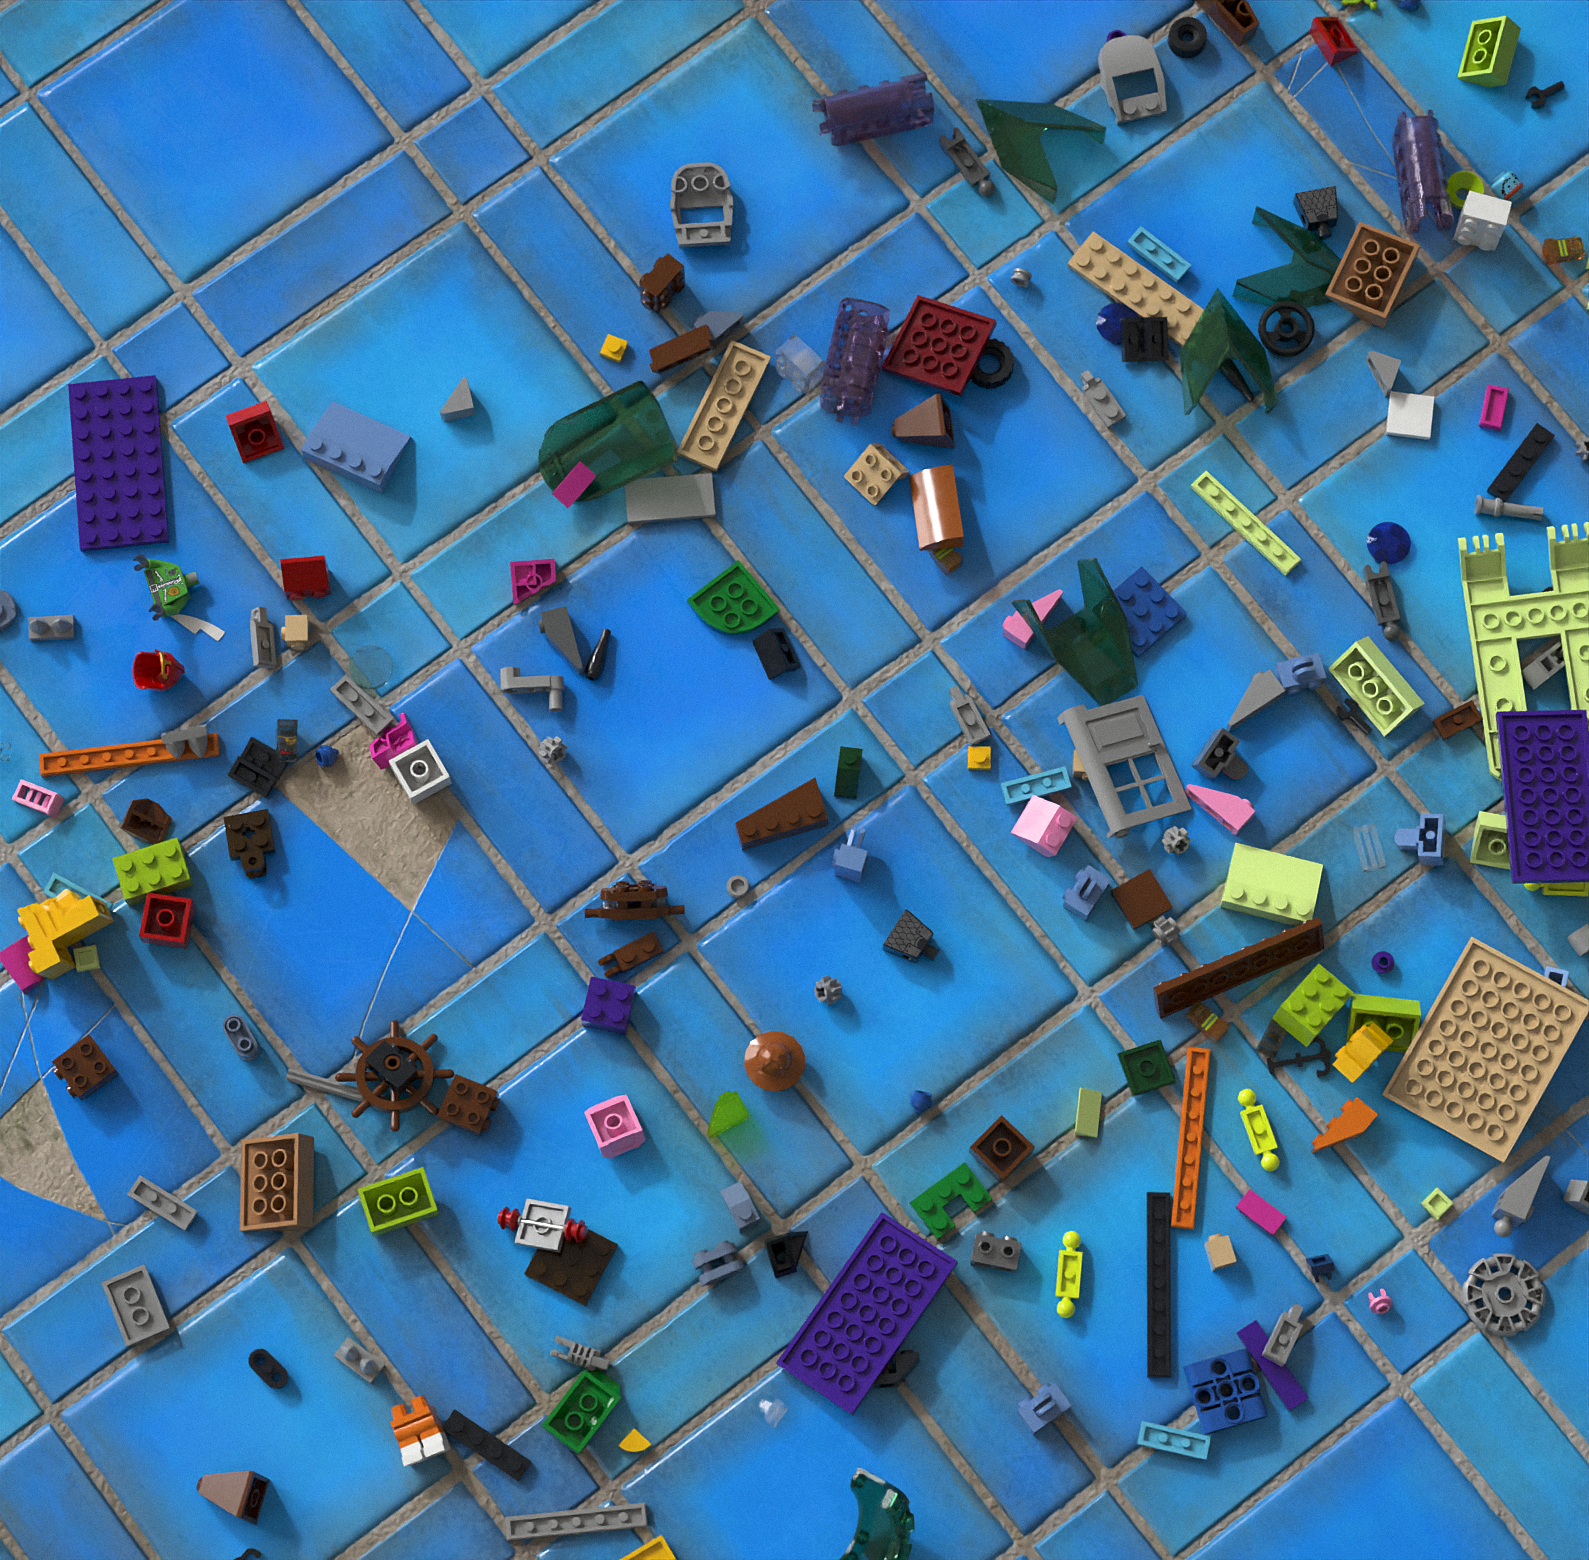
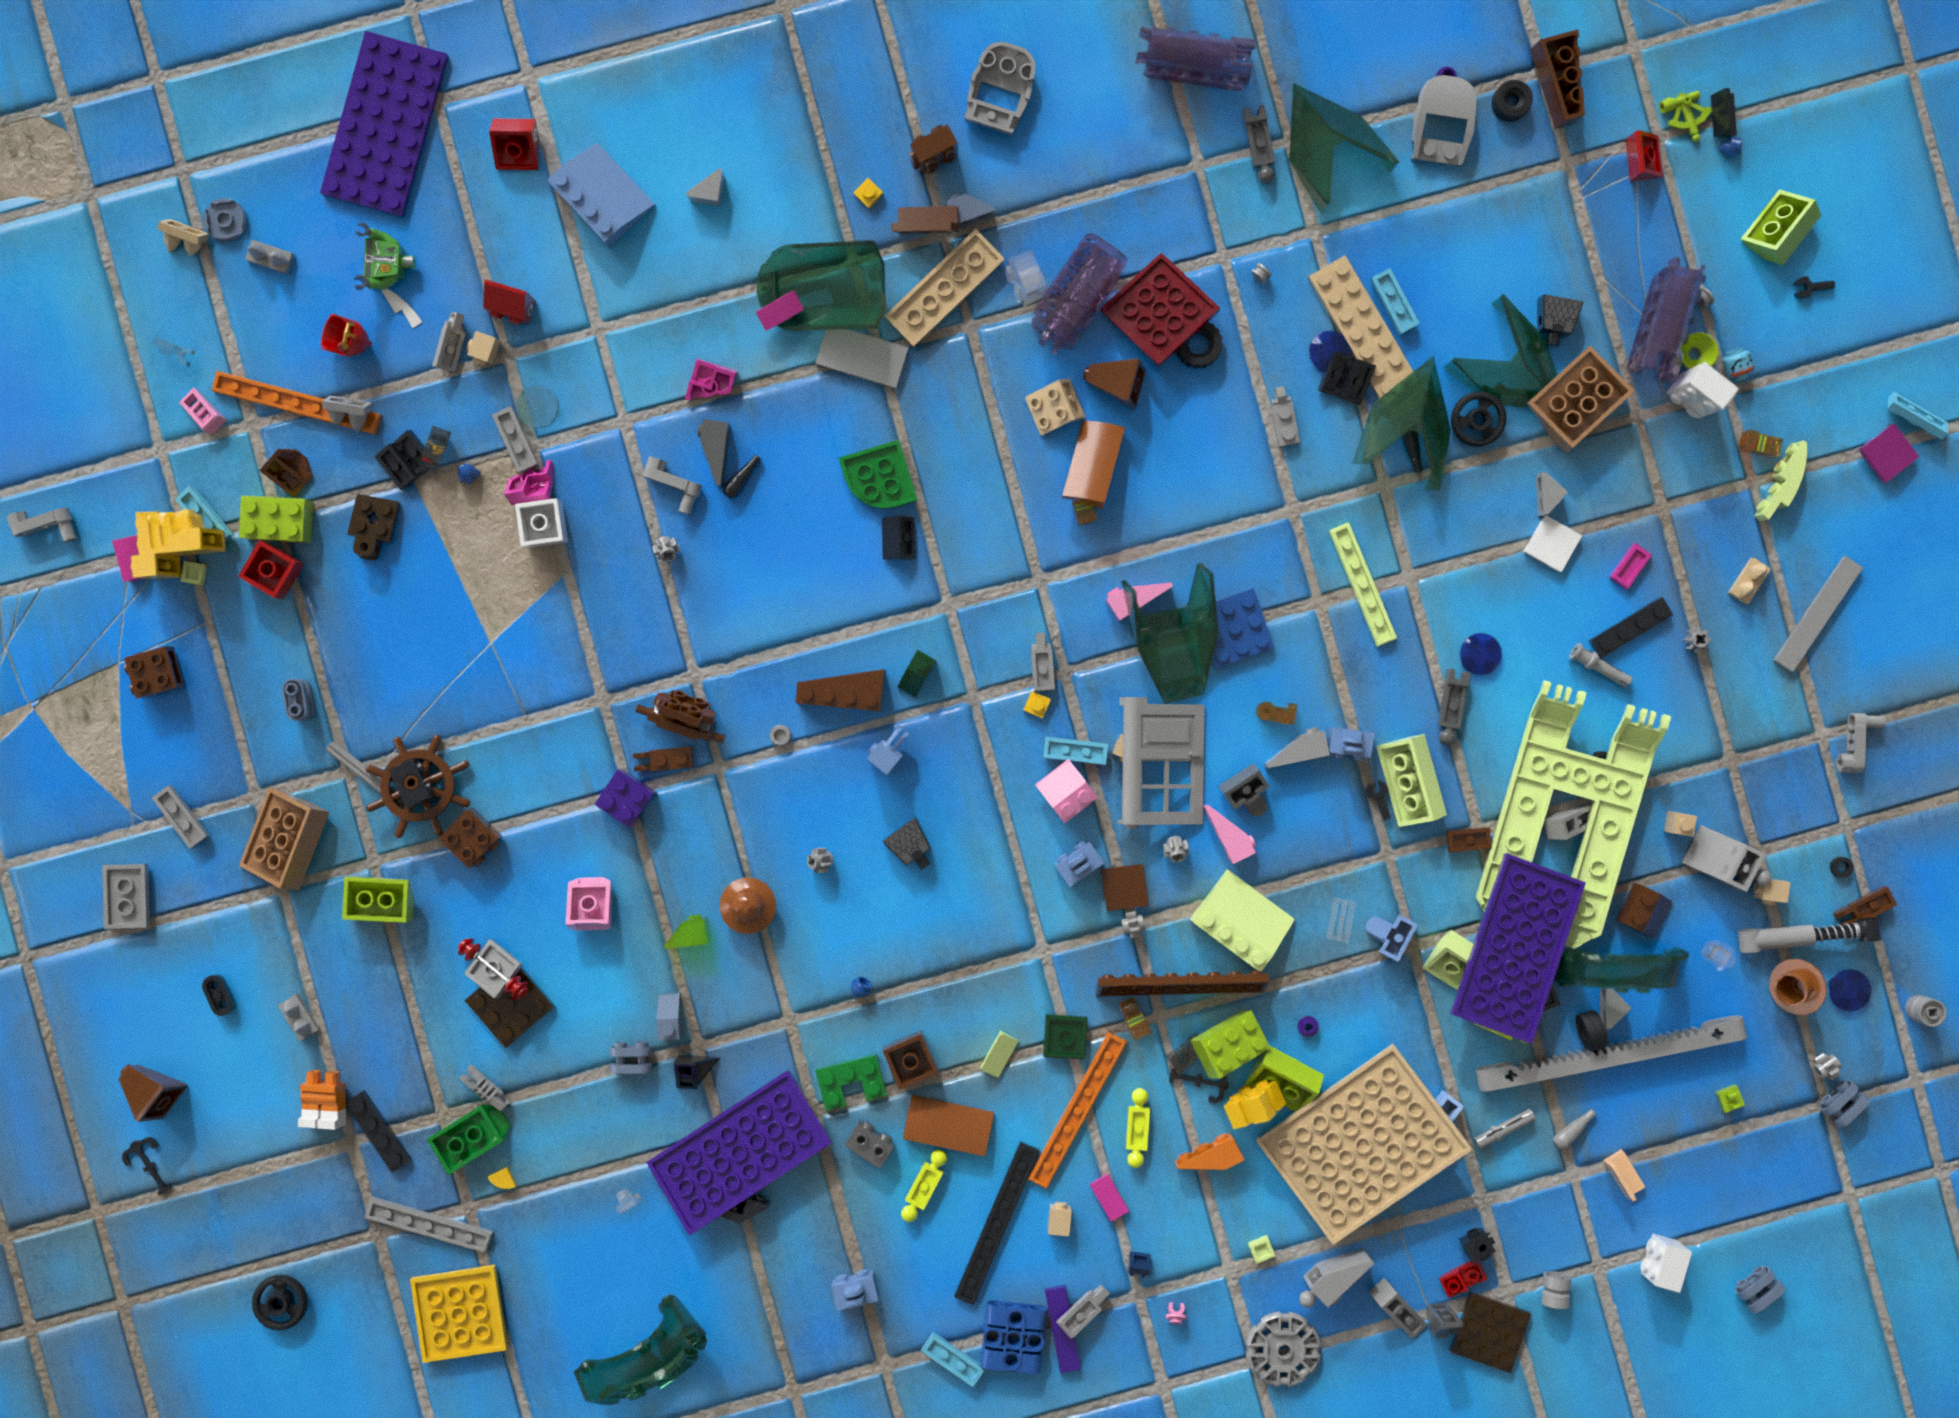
camera: 20 degrees right, 15 degrees up
(1067, 1204) = (948, 1125): none -> dark orange slope
(1216, 675) = (1269, 712): none -> clear orange leg
(1448, 141) = (1706, 298): none -> light grey bush

